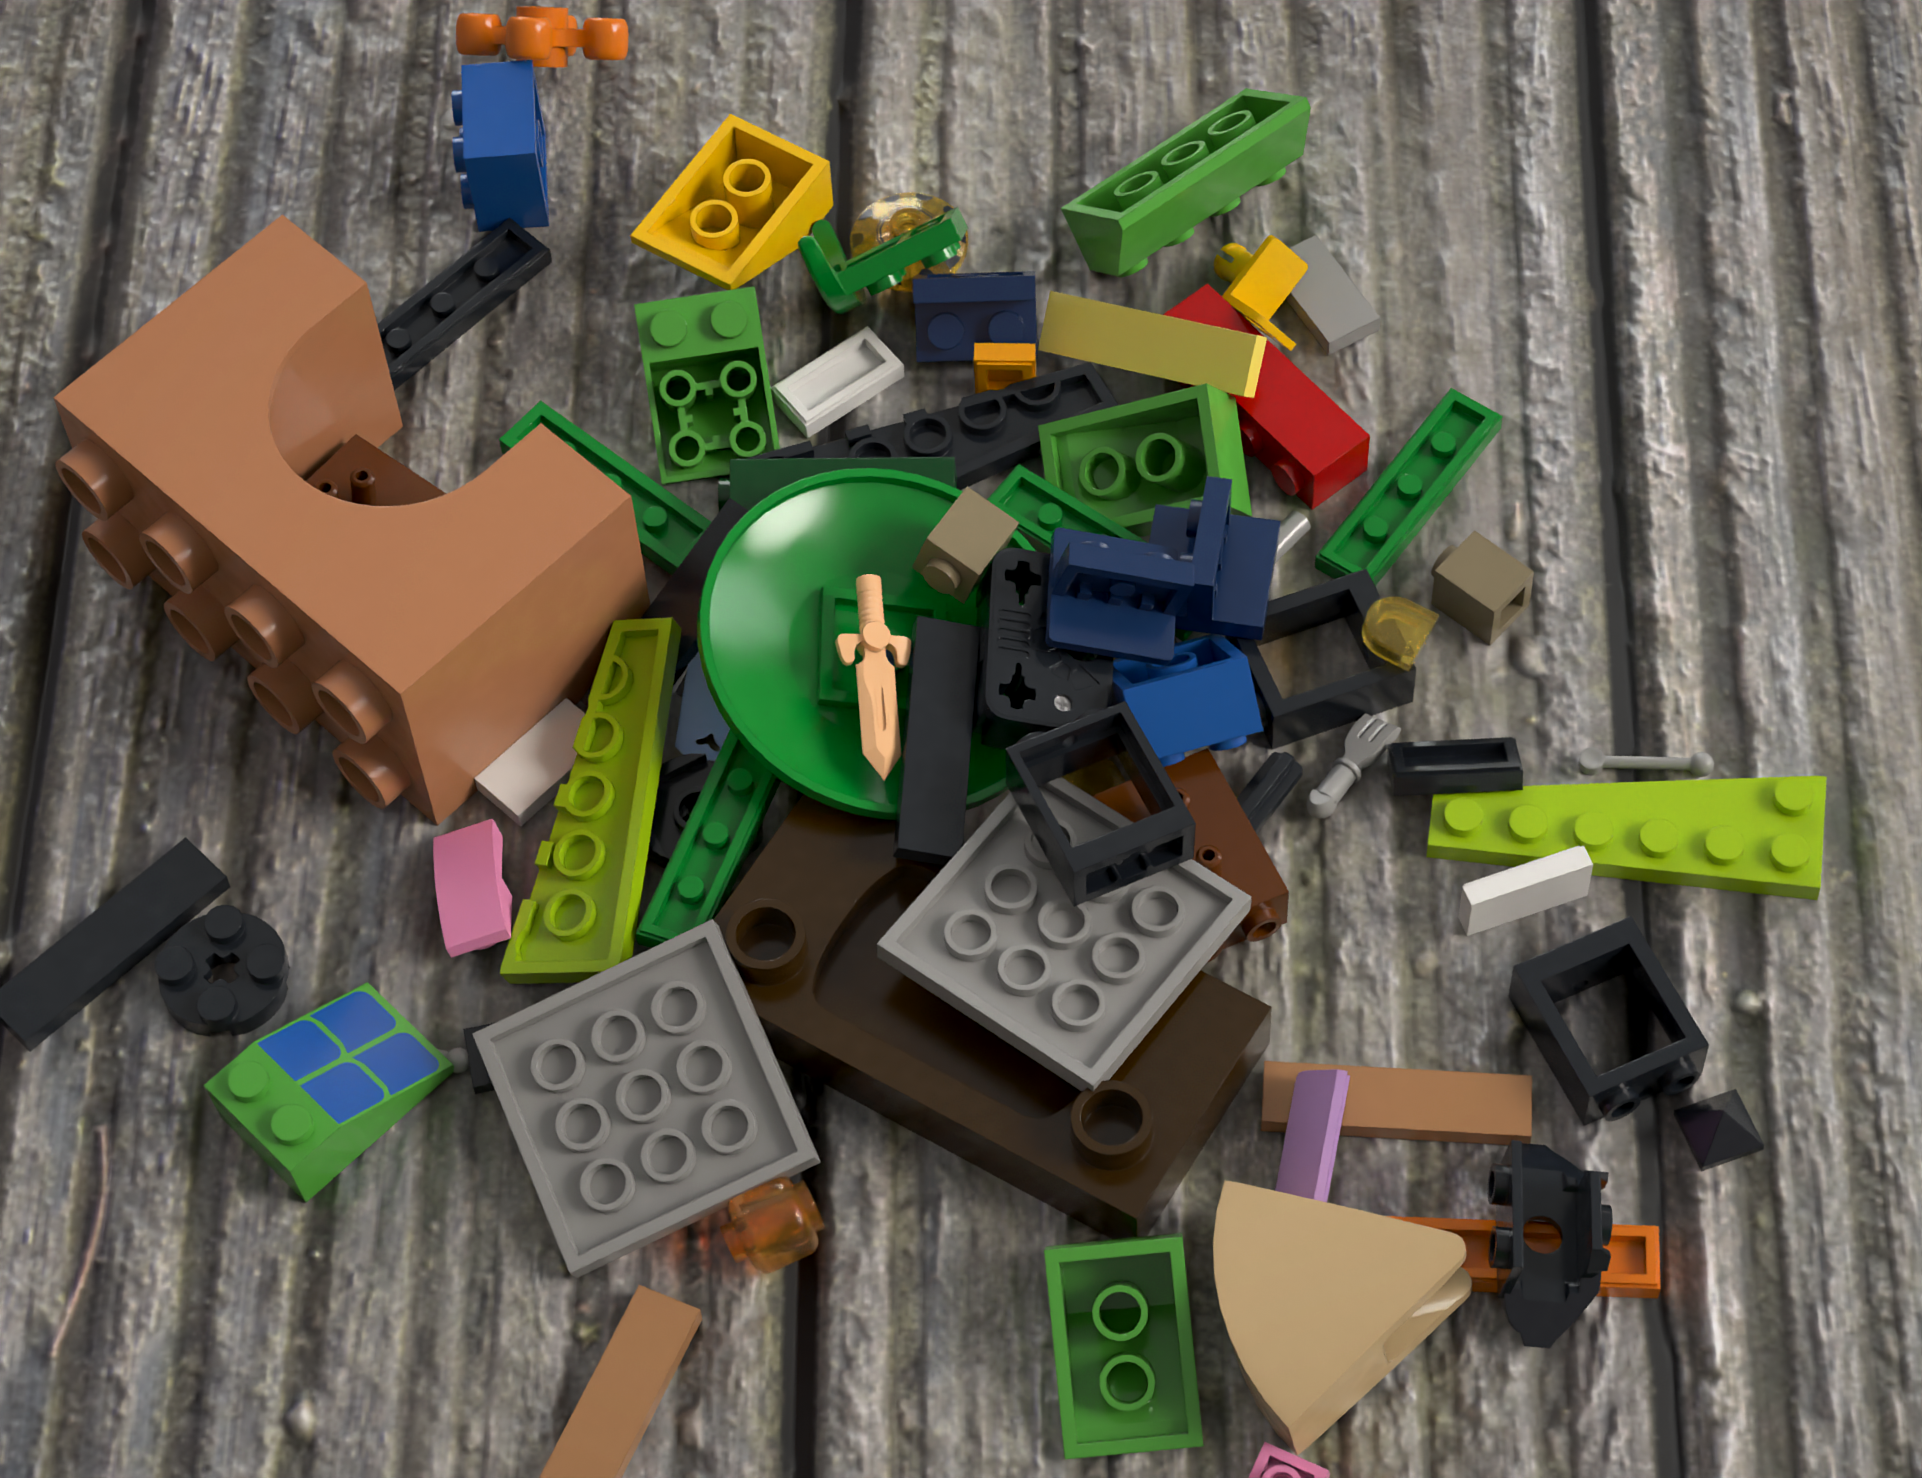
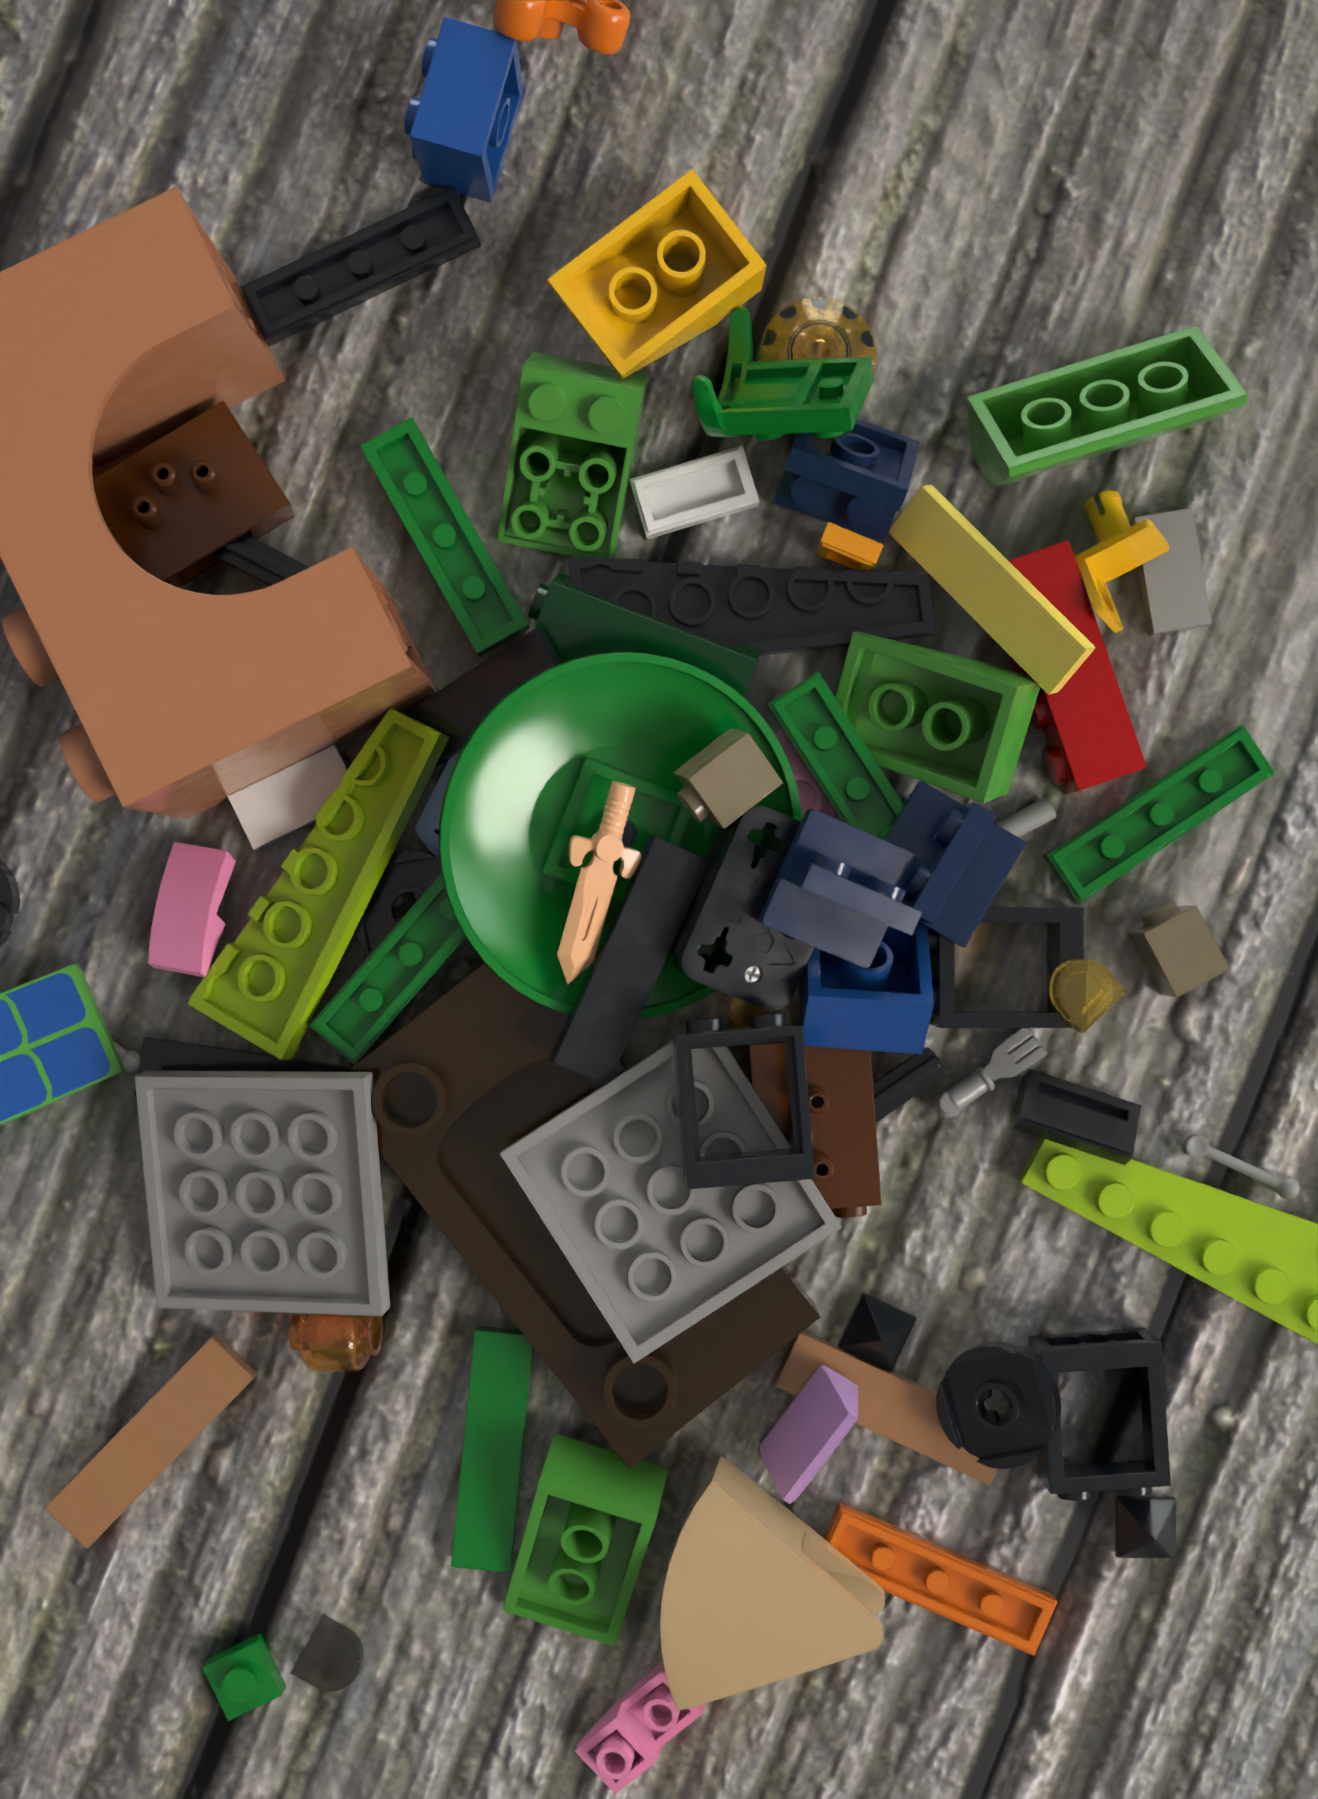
camera: 20 degrees right, 30 degrees up
(988, 1297) = (492, 1450): none -> green tile
(1347, 1038) = (877, 1331): none -> black slope
(1525, 890) = (1084, 1262): white tile -> none
(1530, 1038) = (980, 1431): none -> black plate
(1551, 1289) = (983, 1541): black piece -> none

